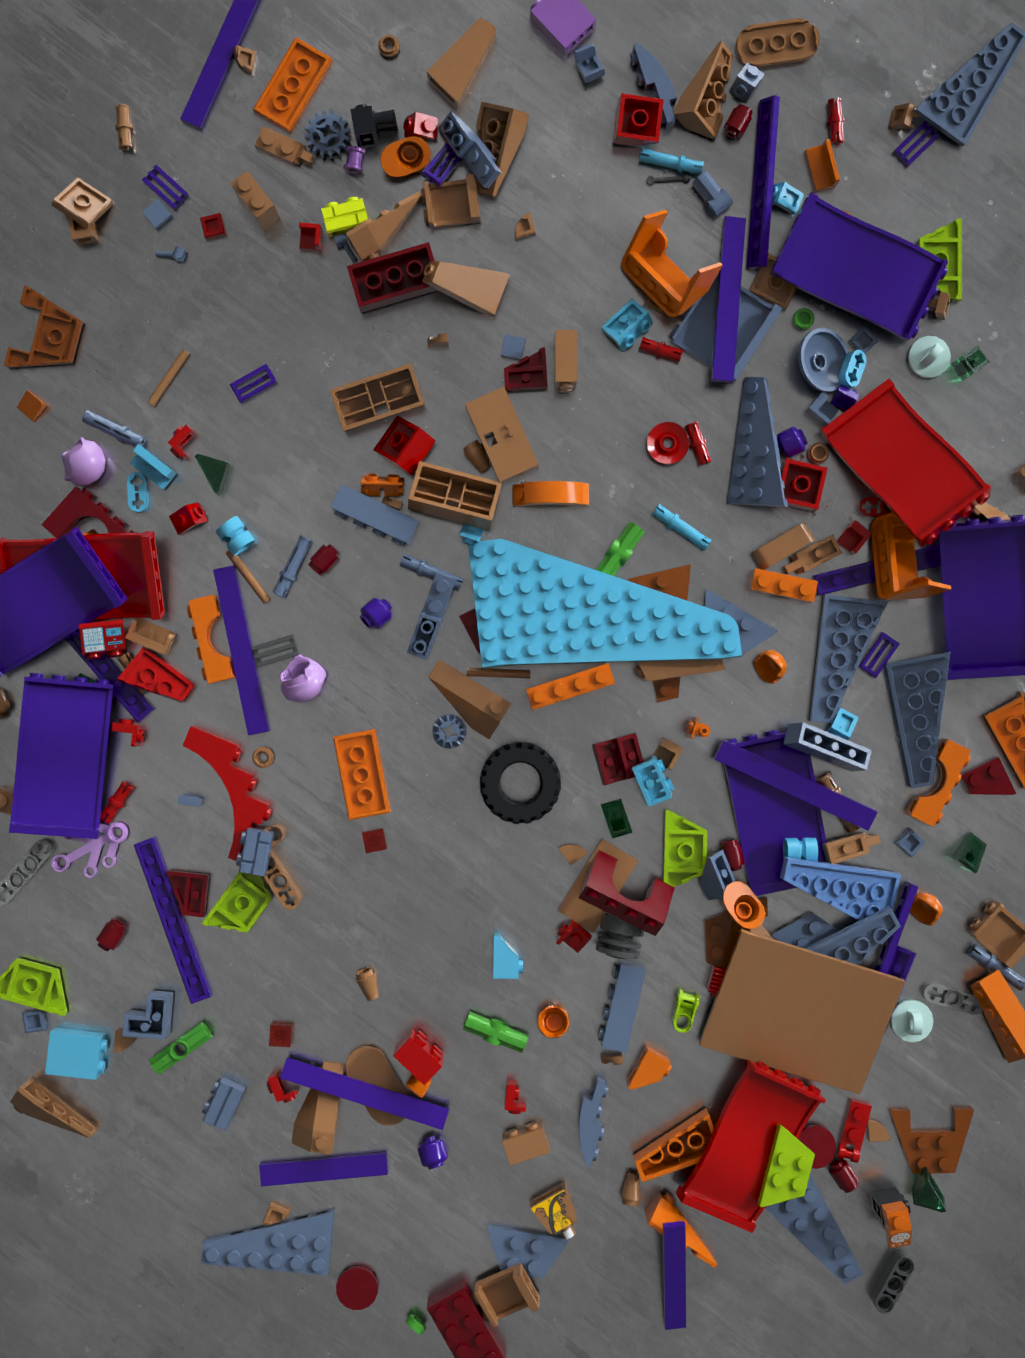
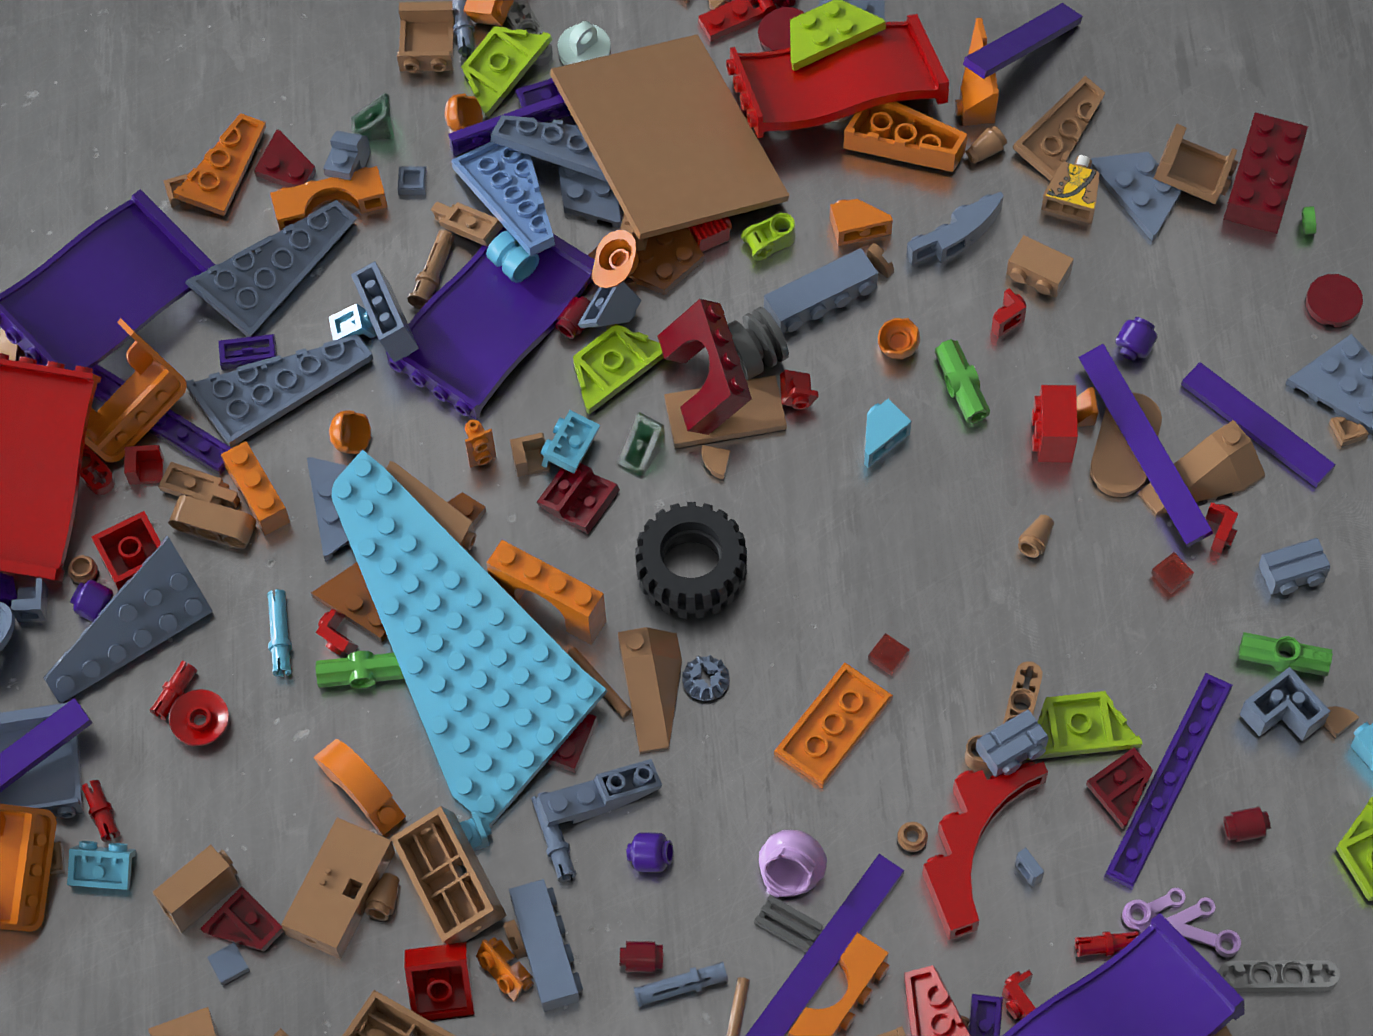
camera: 125 degrees left, 25 degrees down
(602, 1237) = (1058, 131): none -> medium nougat wing
(649, 553) = (336, 641): none -> red bracket
(795, 785) = (450, 313): dark purple tile -> none
(942, 960) = (501, 63): none -> lime wing
(957, 816) = (347, 155): none -> sand blue brick

